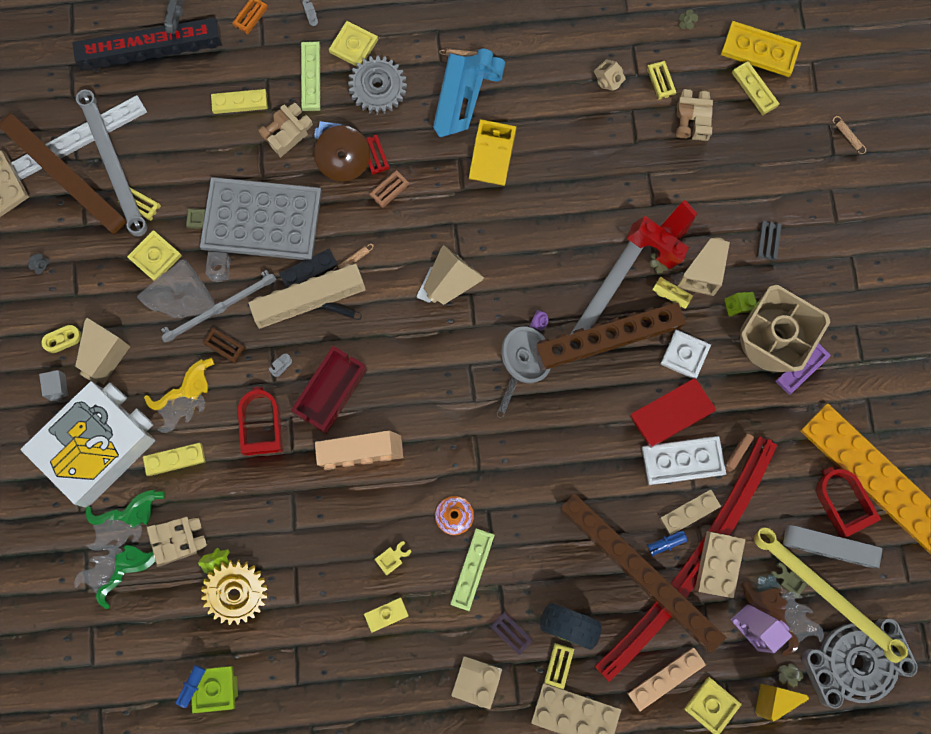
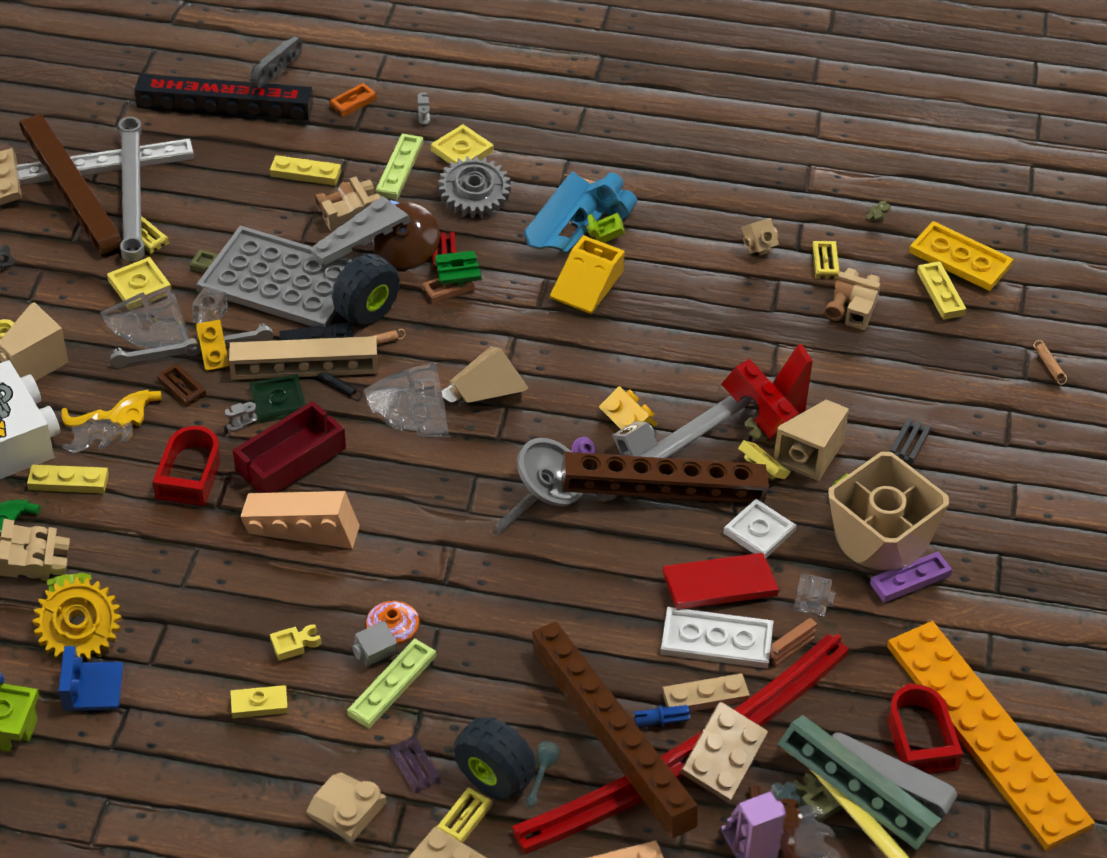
camera: 15 degrees right, 30 degrees down
(233, 302) = (212, 345): none -> yellow bracket
(263, 639) = (89, 683): none -> blue bracket
(300, 336) = (277, 397): none -> clear green tile
(312, 158) = (359, 230): none -> light grey wing
(333, 222) = (365, 289): none -> black wheel
(395, 182) = (457, 268): none -> green piece
(400, 313) = (411, 401): none -> clear brick
(450, 546) = (374, 644): none -> light grey brick
(490, 98) = (605, 229): none -> lime bracket
(562, 276) = (624, 410): none -> yellow bracket
(576, 303) = (635, 438): none -> light grey brick
(599, 600) = (547, 755): none -> clear light blue hinge
(741, 406) = (814, 594): none -> clear brick
(820, 568) = (859, 782): none -> sand green brick

